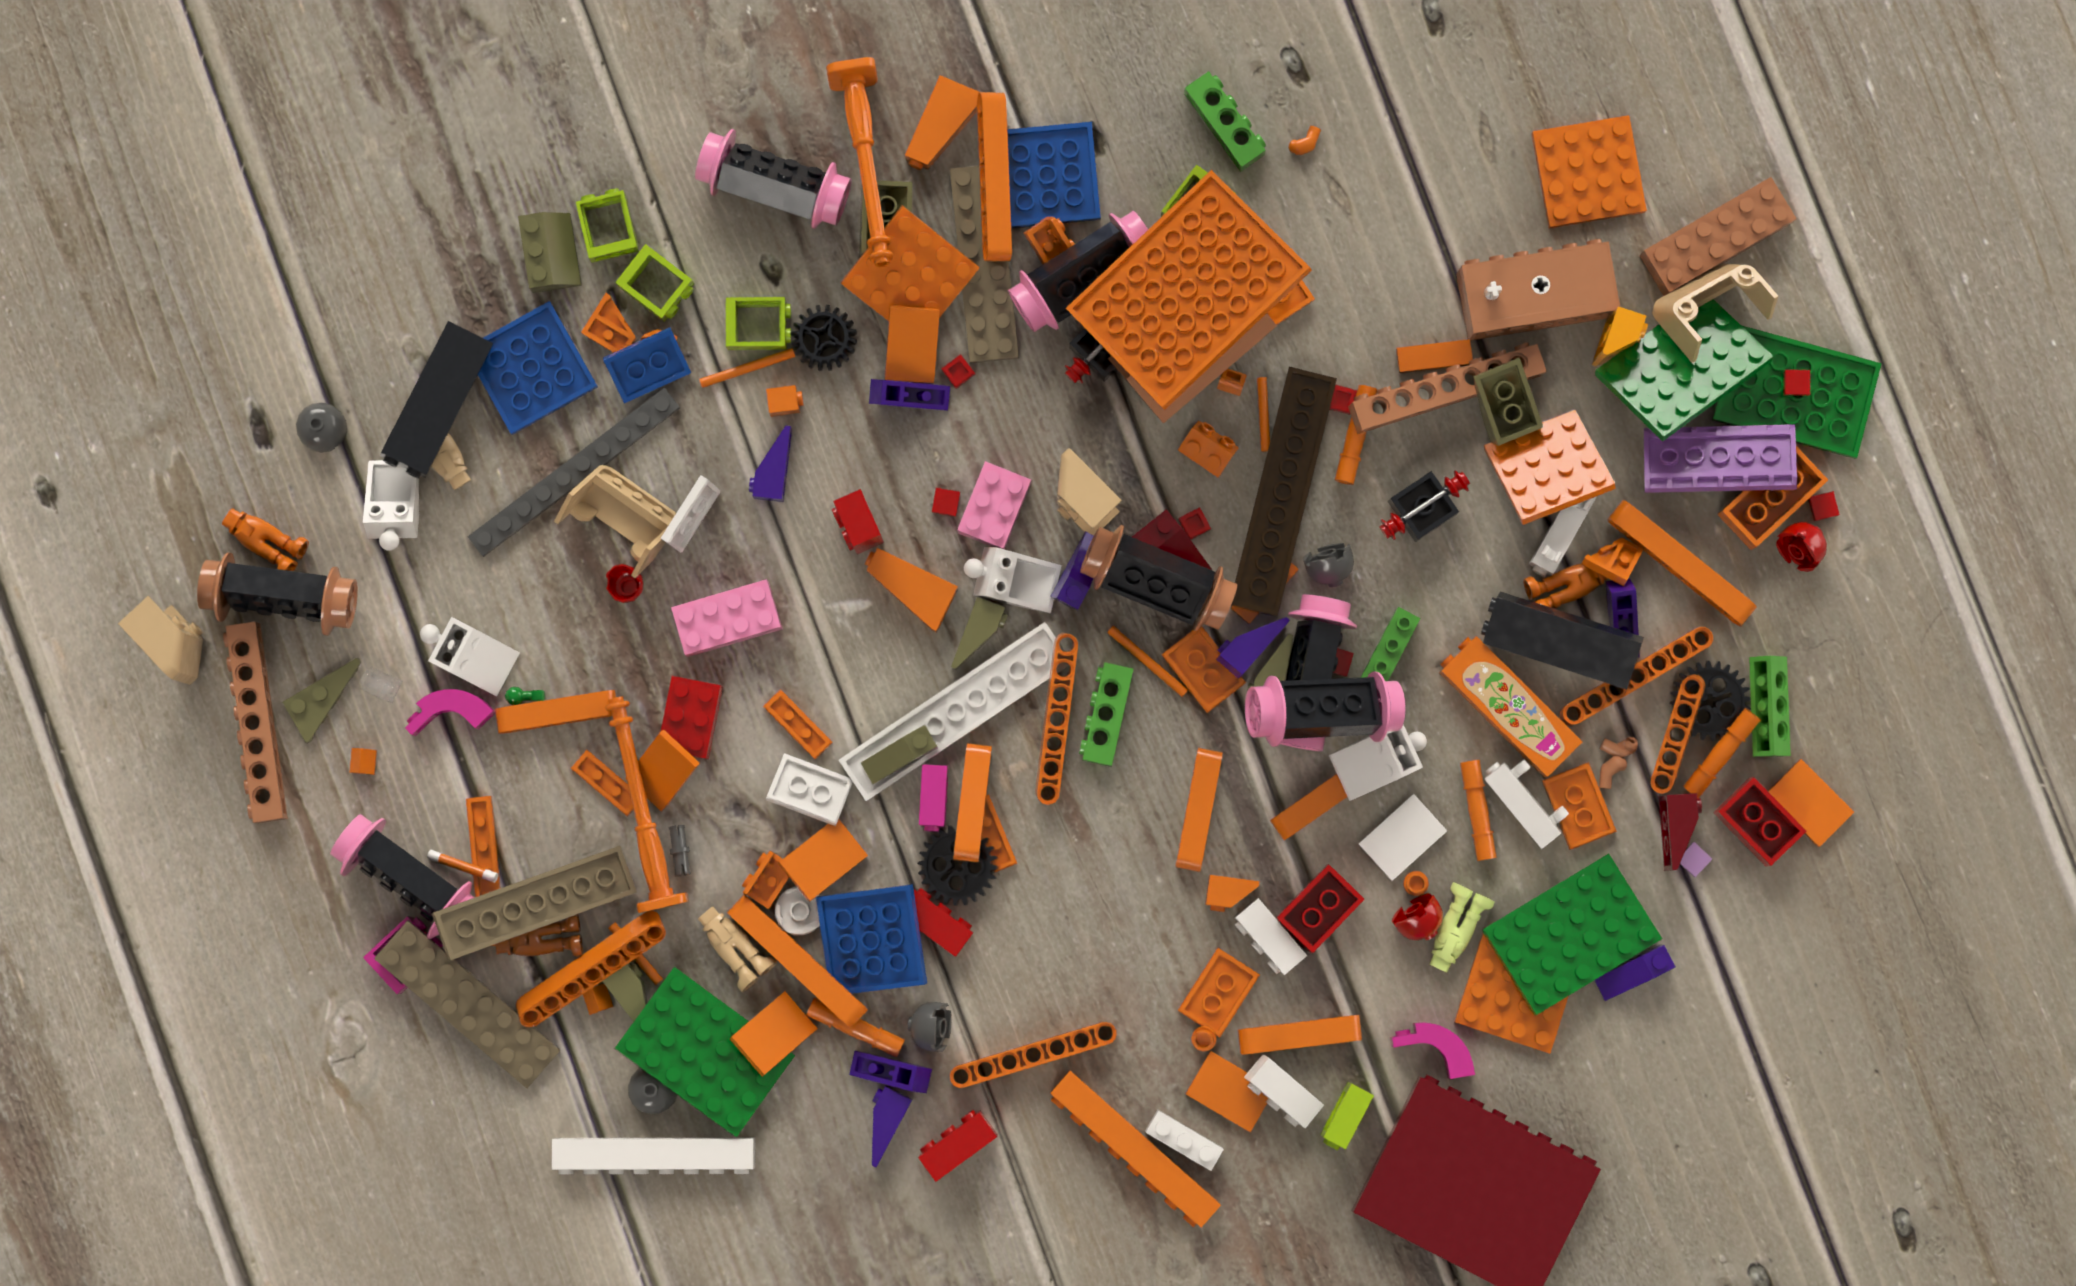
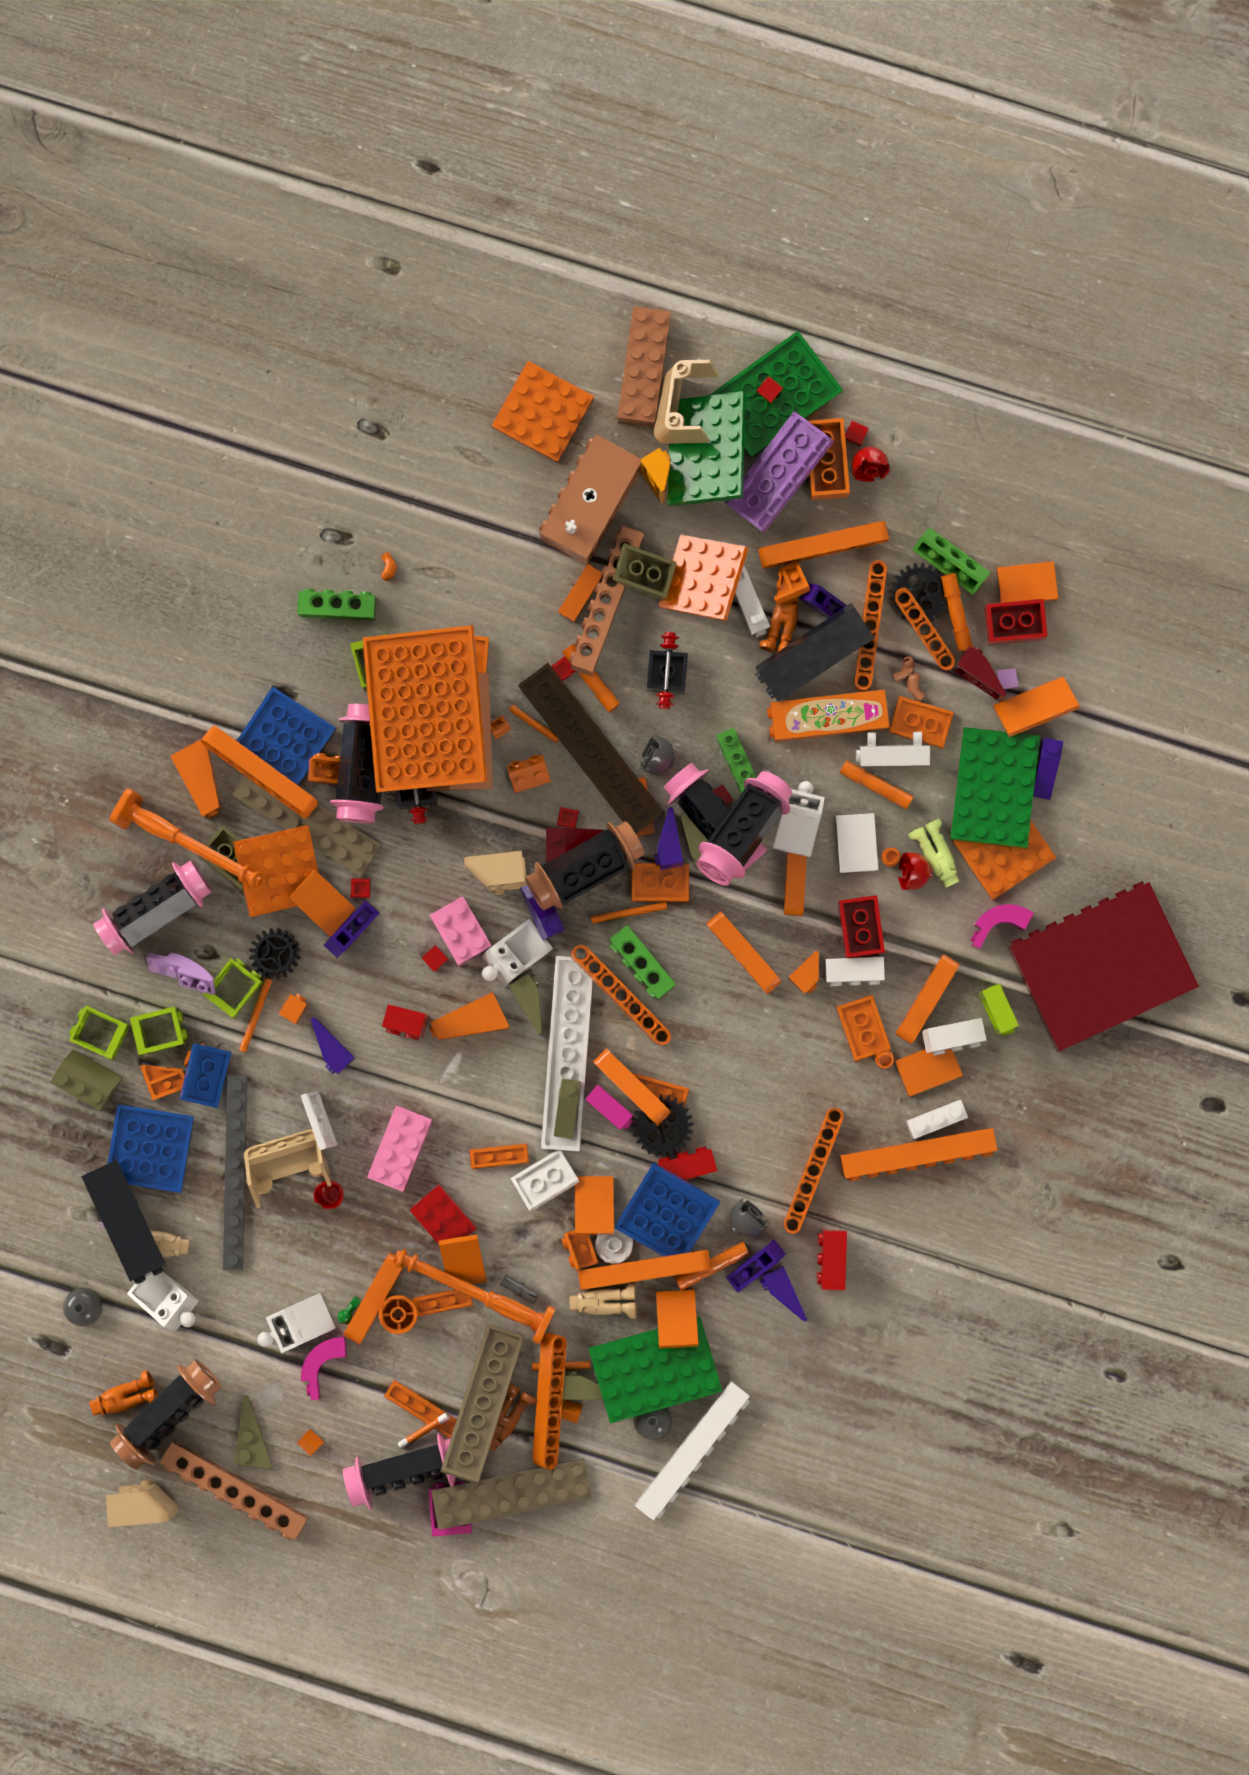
camera: 50 degrees left, 0 degrees up
(558, 747) = (398, 1314): none -> orange cylinder
(736, 261) = (185, 970): none -> lavender slope
(1689, 911) = (1036, 706): none -> orange tile

